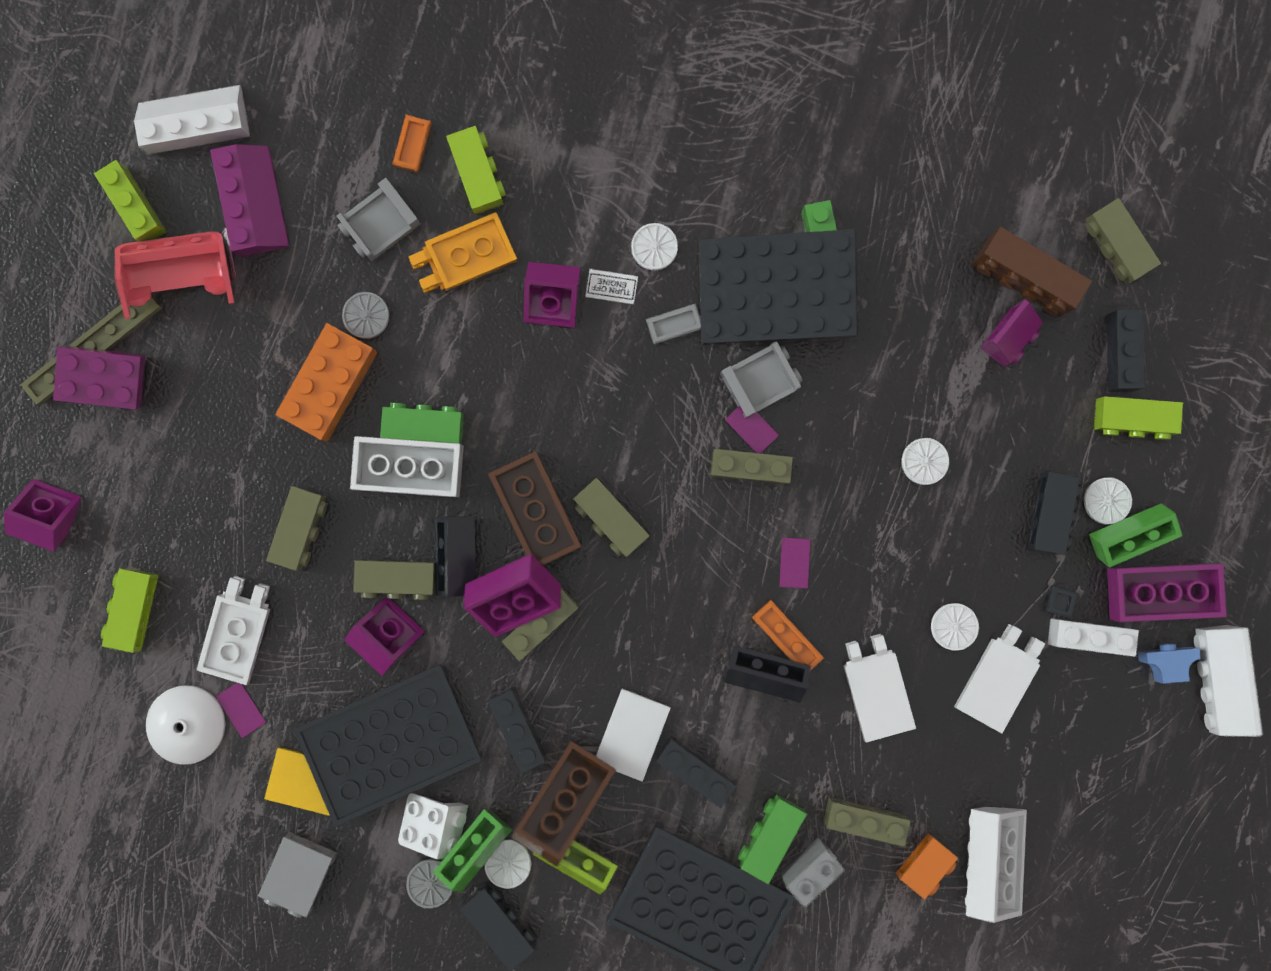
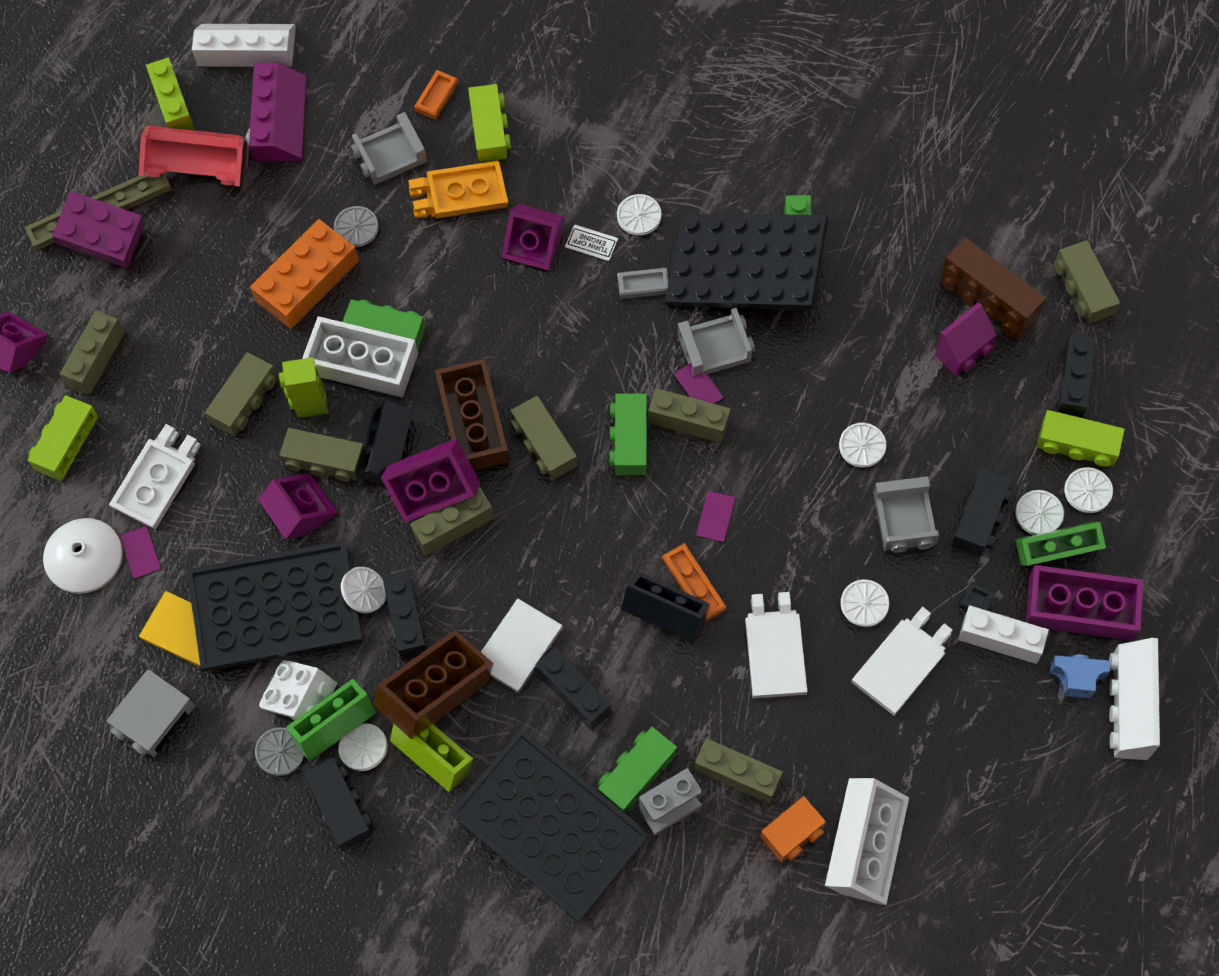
camera: 15 degrees right, 20 degrees down
(132, 513) = (92, 353): none -> olive brick
(360, 519) = (303, 387): none -> lime brick
(470, 711) = (363, 589): none -> white wheel
(695, 496) = (629, 434): none -> bright green brick
(980, 531) = (905, 514): none -> light grey panel
(1151, 467) = (1088, 490): none -> white wheel

